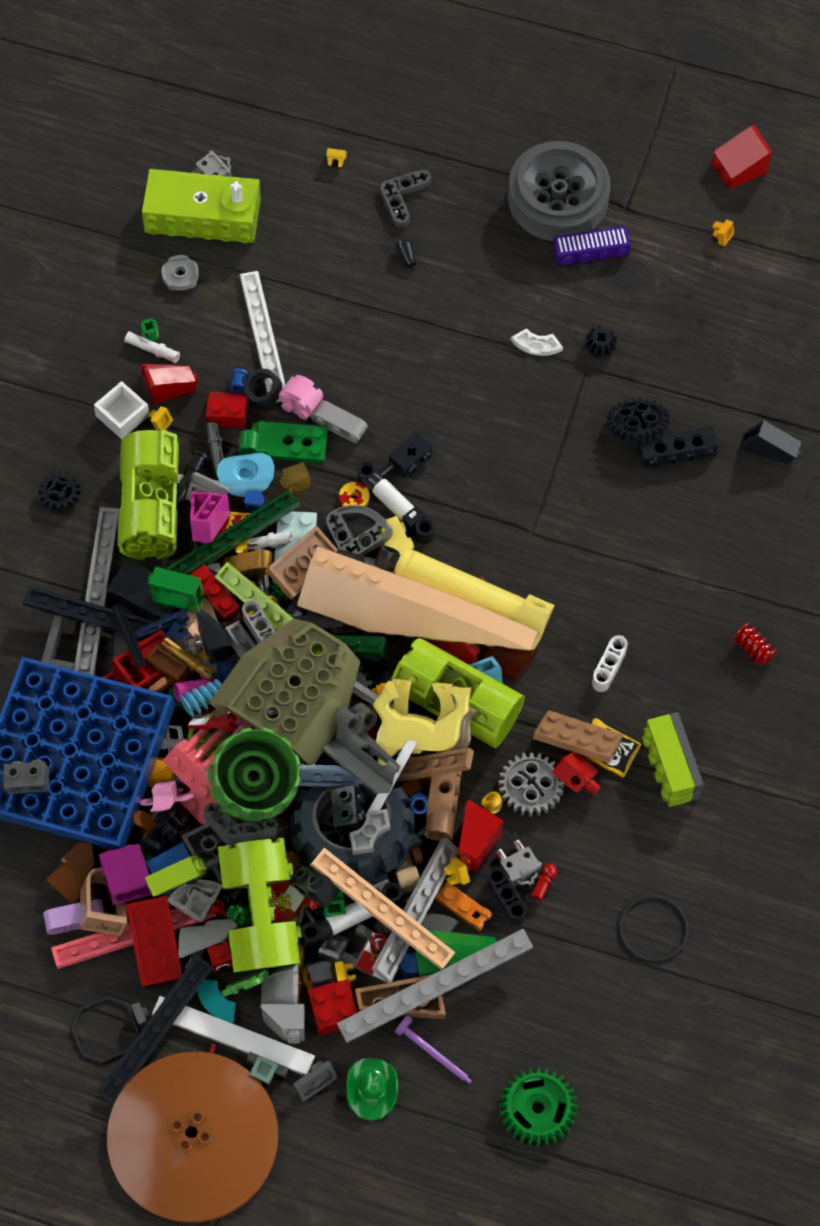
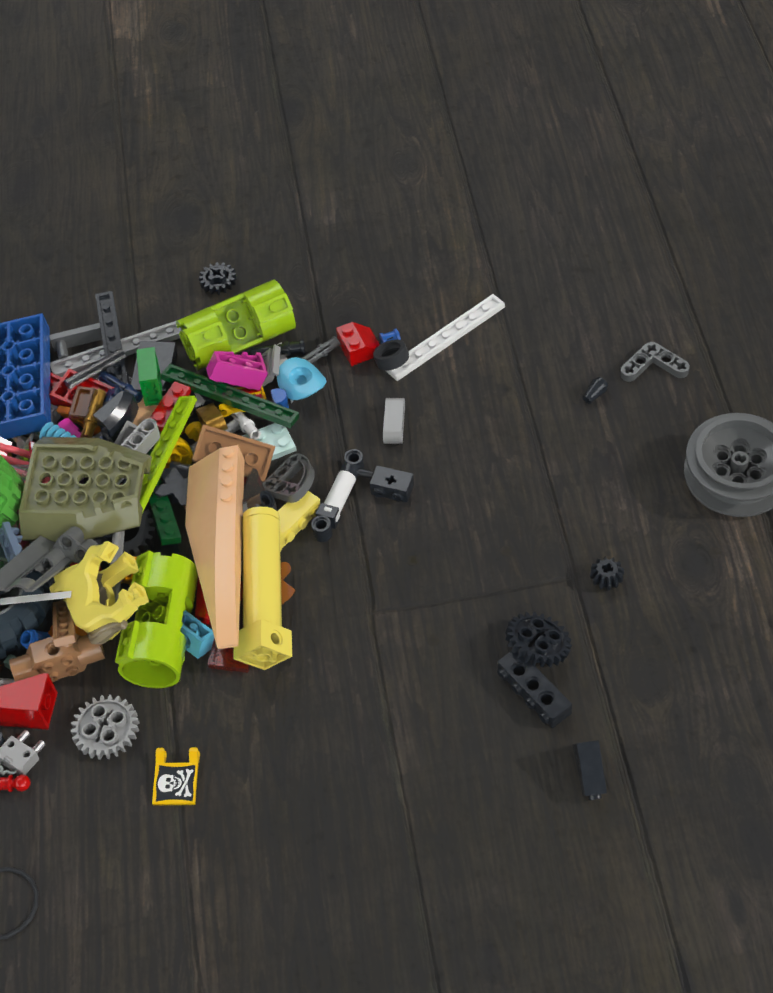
camera: 70 degrees right, 10 degrees down
(121, 410) = (310, 278): white piece -> none
(150, 330) = (399, 266): green bush -> none
(159, 350) = (385, 277): white pin -> none
(160, 419) = (320, 307): yellow tile -> none
(168, 381) = (355, 292): red slope -> none
(182, 282) = (469, 265): light grey plate -> none
(201, 206) = (534, 237): lime piece -> none
(213, 165) = (578, 232): light grey piece -> none
(269, 438) = (349, 384): green hinge -> none
(295, 478) = (317, 415): clear yellow brick -> none
(300, 396) = (395, 380): bright pink brick -> none
(333, 154) = (655, 300): yellow tile -> none
(354, 489) = (324, 460): yellow piece -> none
(492, 802) = (72, 702): yellow tile -> none
(536, 344) = (572, 528): white tile -> none
(577, 773) = (128, 756): red torso -> none
(578, 736) = (167, 741): medium nougat plate -> none
(591, 245) = (706, 520): dark purple brick -> none
(610, 655) = (255, 729): white beam -> none
(672, 759) = (179, 833): lime piece -> none
(753, 645) = (348, 854): red piece -> none

